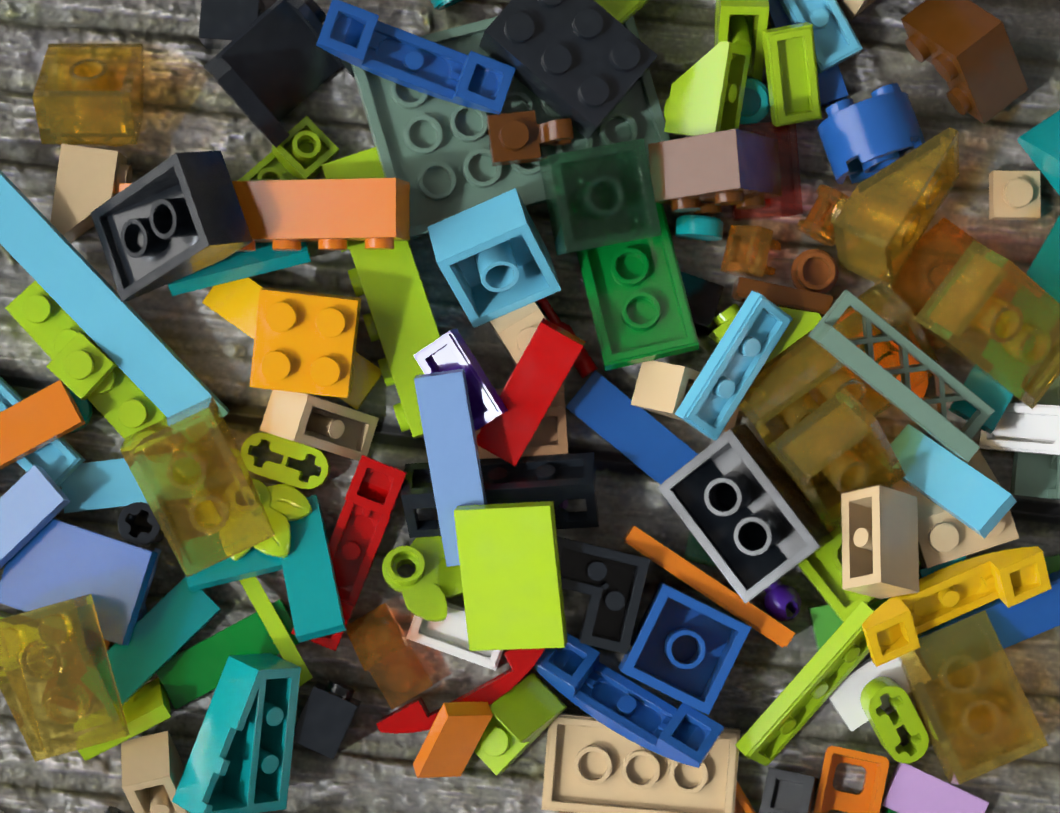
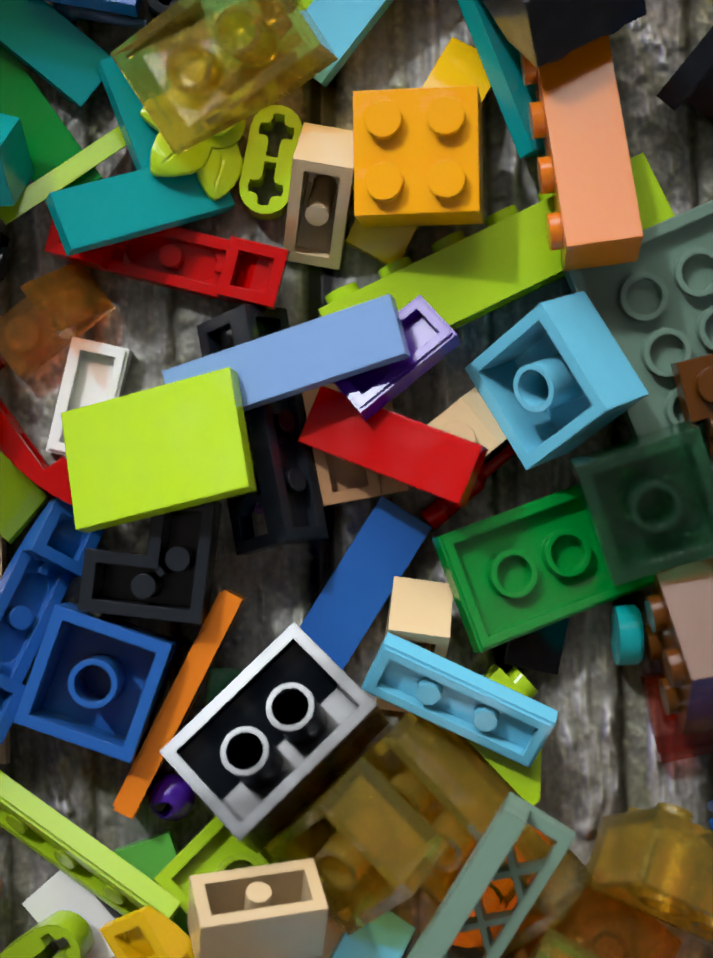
camera: 85 degrees right, 0 degrees up
(297, 156) = (652, 126): lime slope -> none
(430, 583) = (140, 356): lime plate -> none
(748, 251) = (606, 700): clear orange tile -> none
(782, 295) = (556, 751): reddish brown tile -> none
(814, 271) = (589, 786): dark orange plate -> none
(818, 221) = (653, 785): clear orange bush -> none

